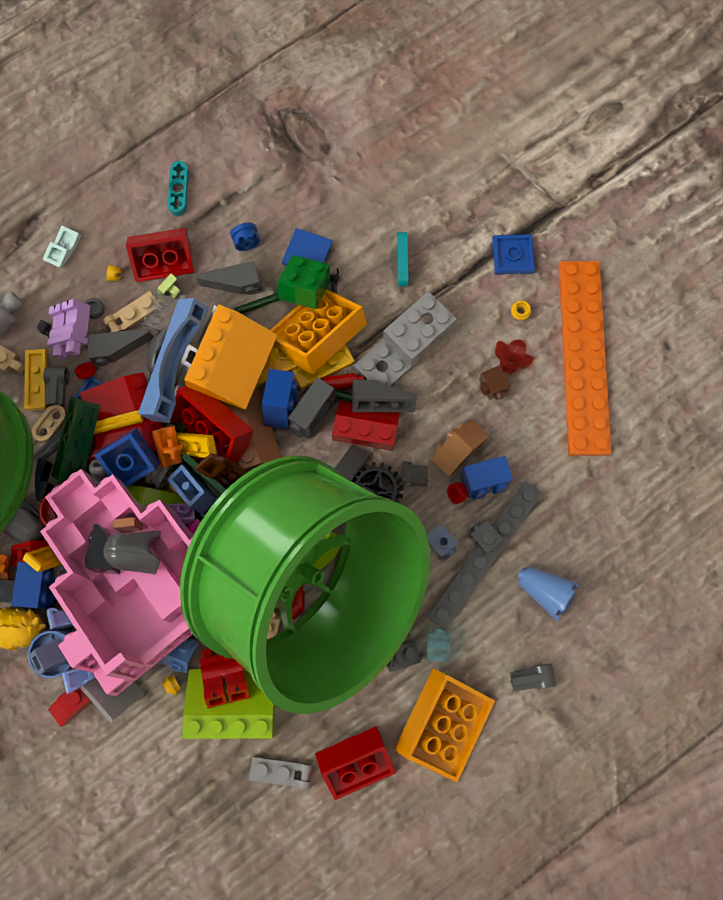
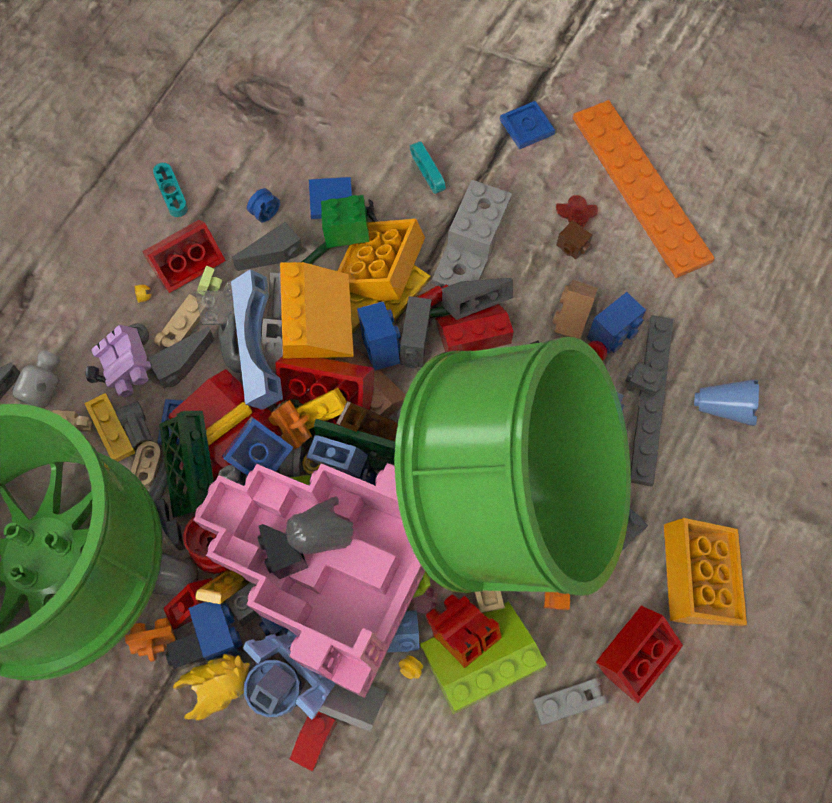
camera: 30 degrees left, 10 degrees down
(62, 248) = (74, 290): light aqua slope -> none
(85, 370) = (159, 396): red tile -> none
(127, 525) = (290, 510): nougat tile -> none
(438, 646) = (656, 502): clear light blue brick -> none
(521, 305) = (562, 164): yellow plate -> none
(537, 677) = (764, 487): dark grey piece -> none

